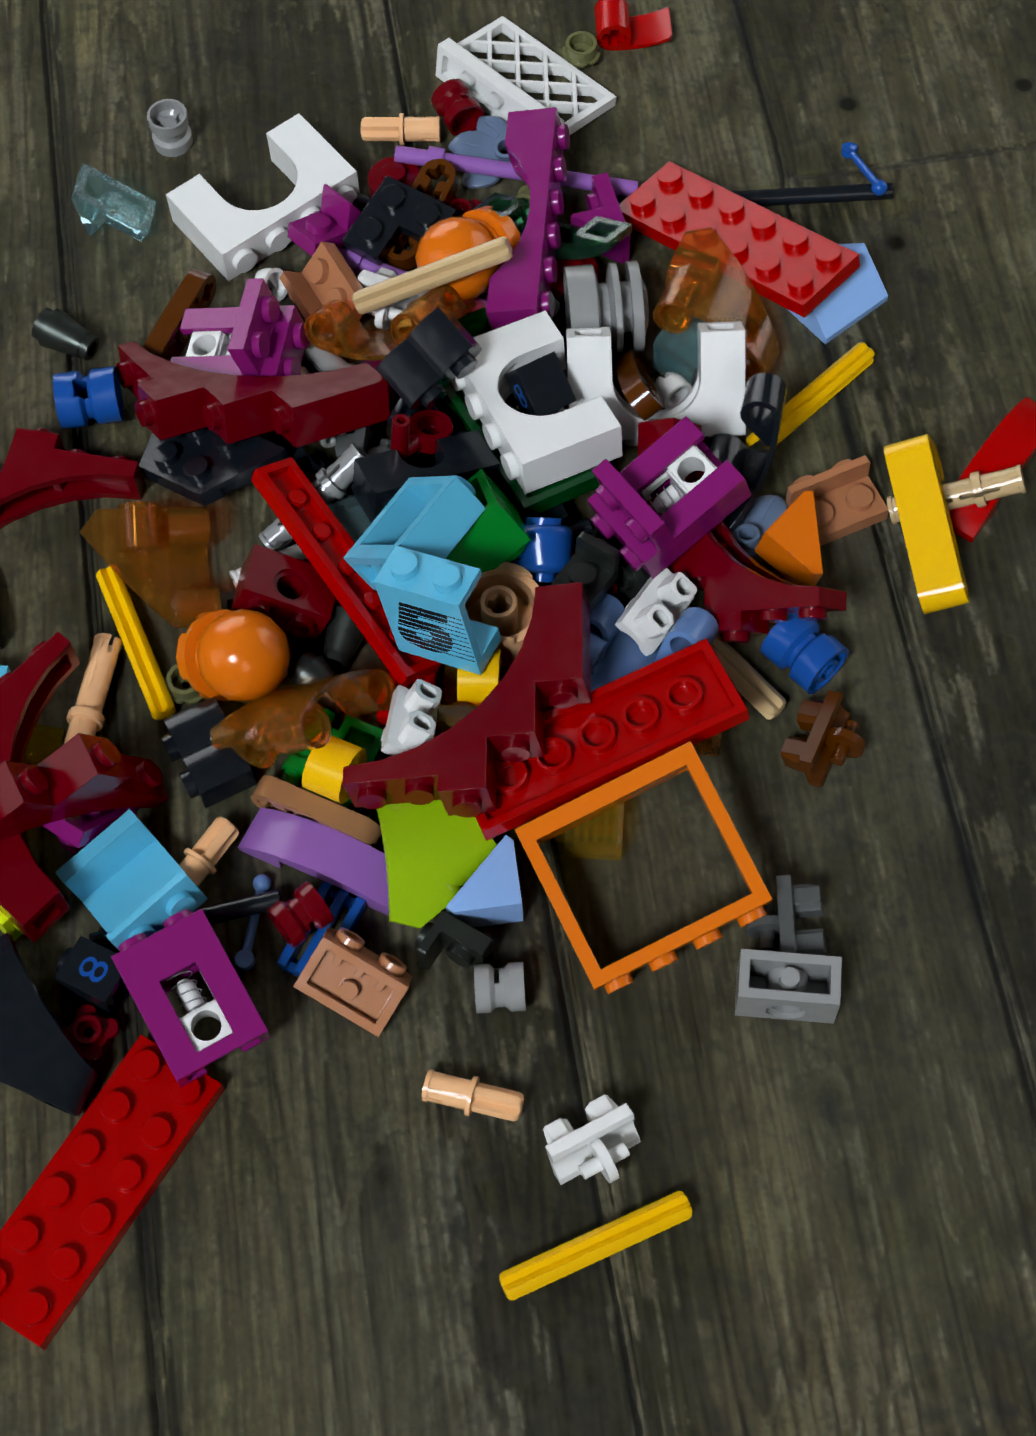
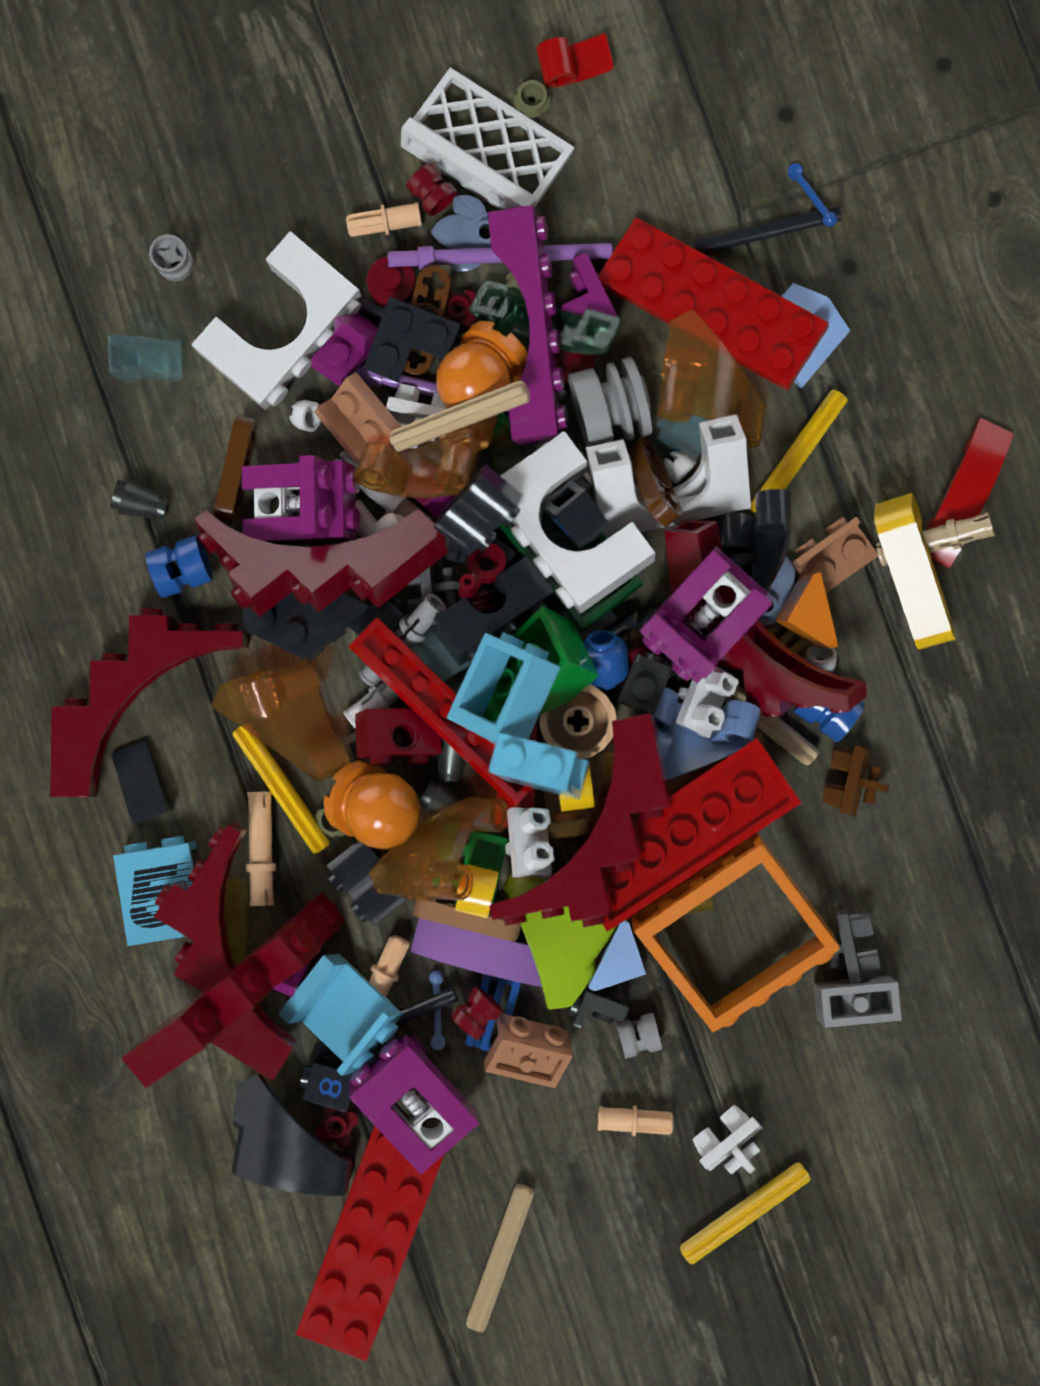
camera: 10 degrees left, 25 degrees up
(254, 1245) = (500, 1258): none -> tan axle

